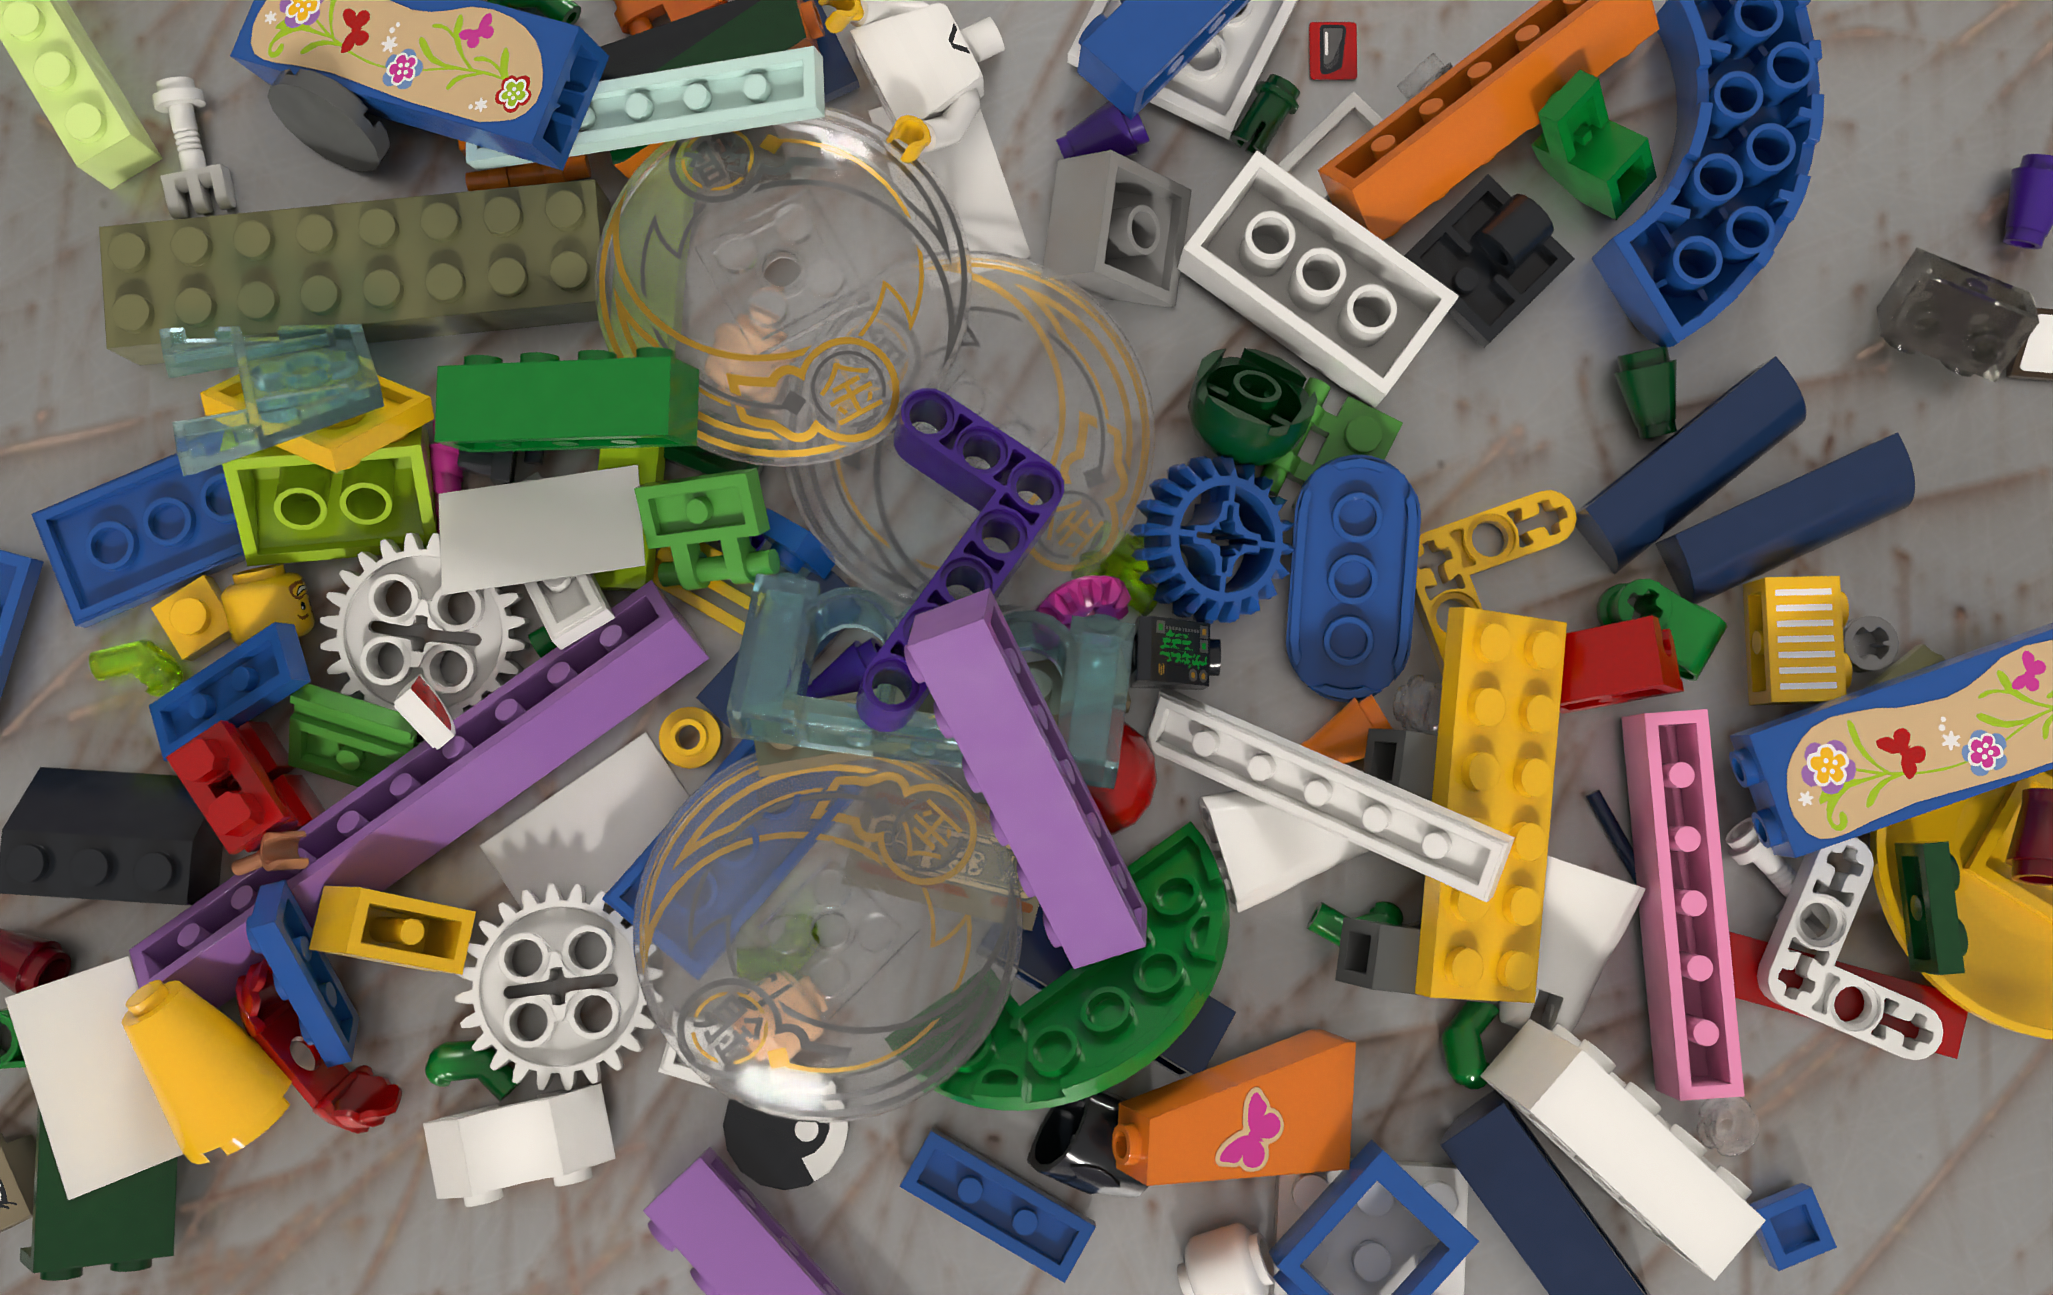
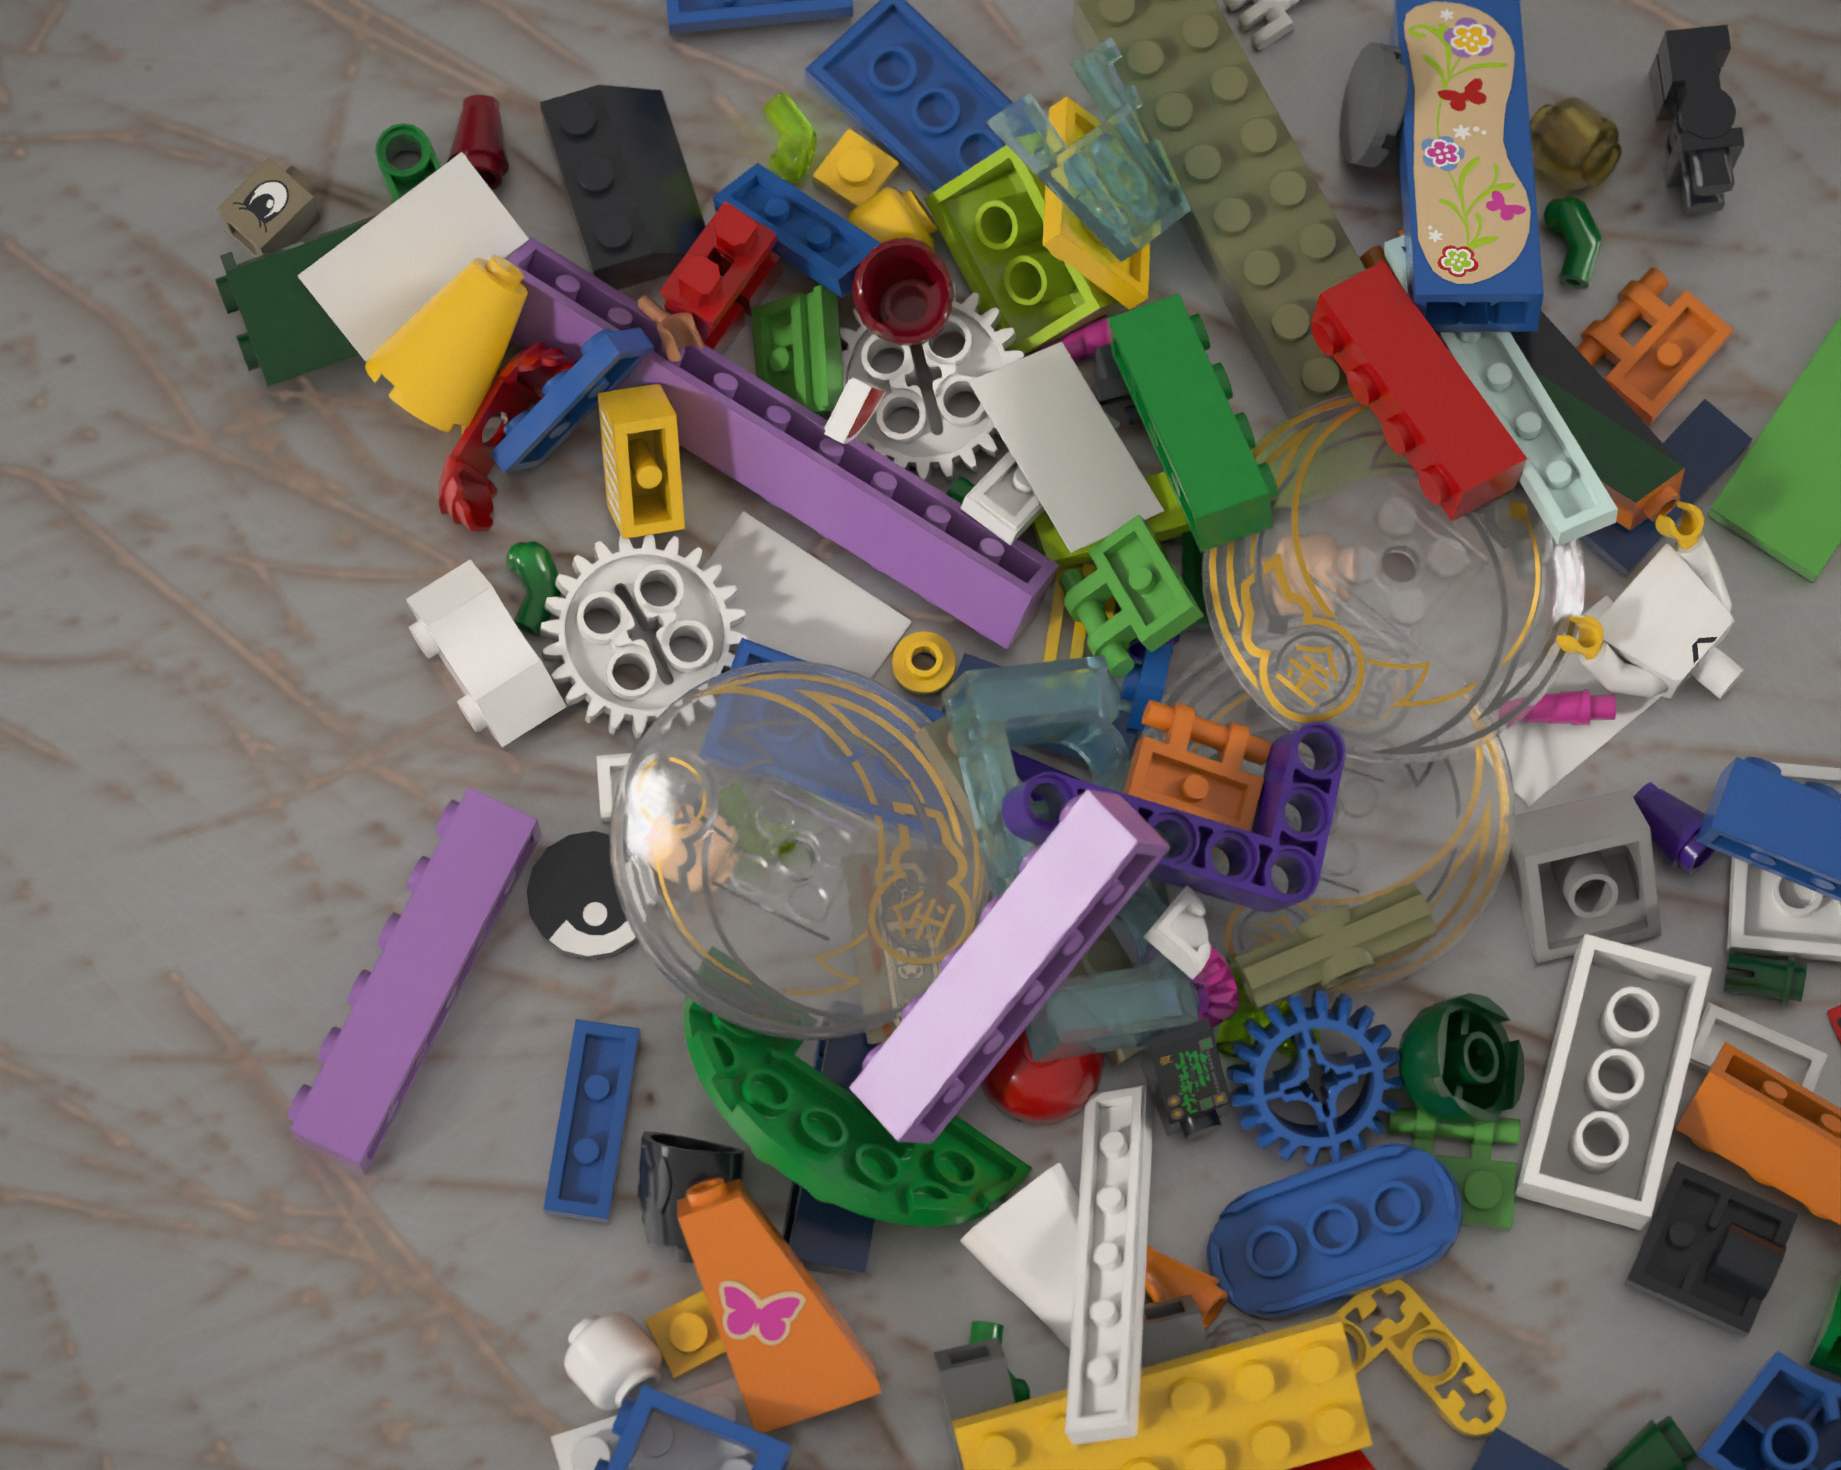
camera: 70 degrees right, 10 degrees down
(328, 622) = (903, 292): none -> dark red hair
(622, 184) = (1416, 391): none -> red brick
(912, 544) = (1192, 782): none -> orange plate
(964, 173) = (1572, 708): none -> dark pink animal
(1048, 606) = (1183, 933): none -> white tile
(1110, 473) = (1335, 946): none -> olive piece
(1225, 1200) = (687, 1335): none -> yellow plate

